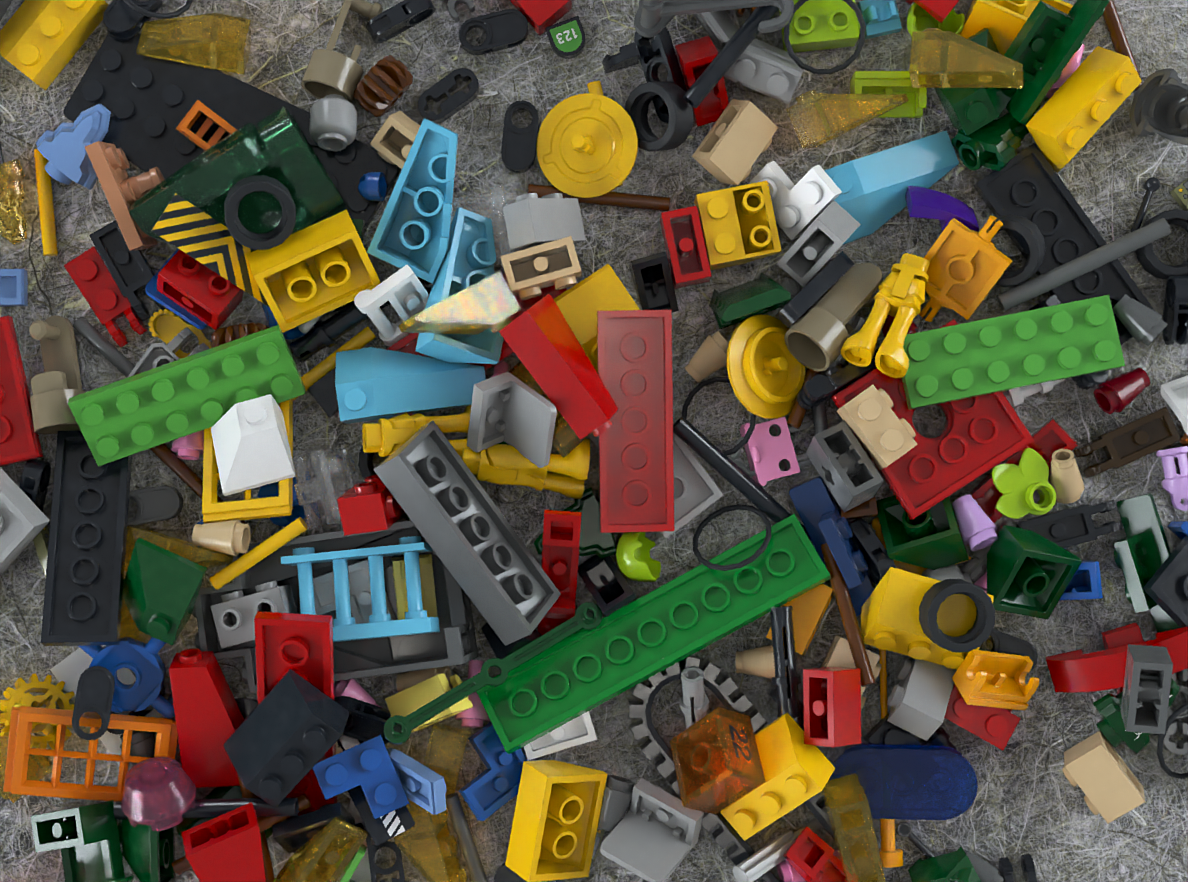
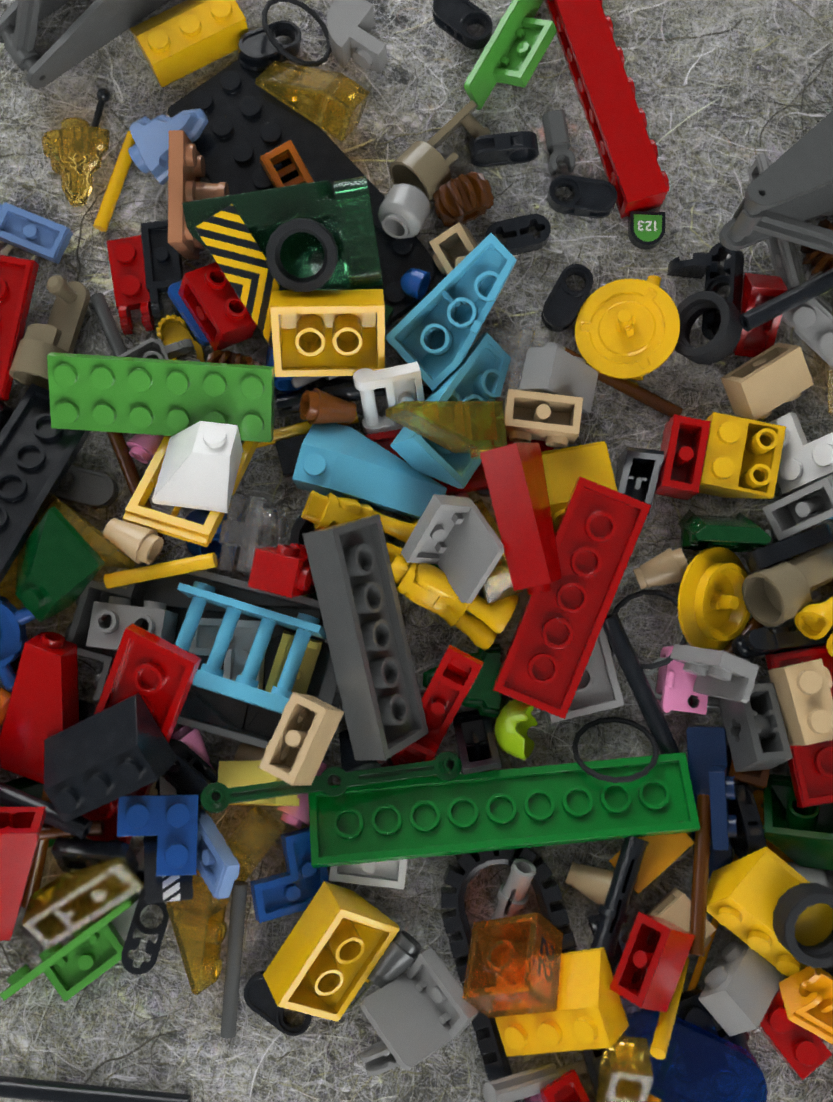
camera: 25 degrees right, 5 degrees down
(339, 341) = (325, 408): none -> dark orange cone
(450, 647) = (301, 739): none -> tan brick
(793, 433) = (717, 672): none -> light grey bracket
(865, 748) = (666, 1020): none -> yellow bar

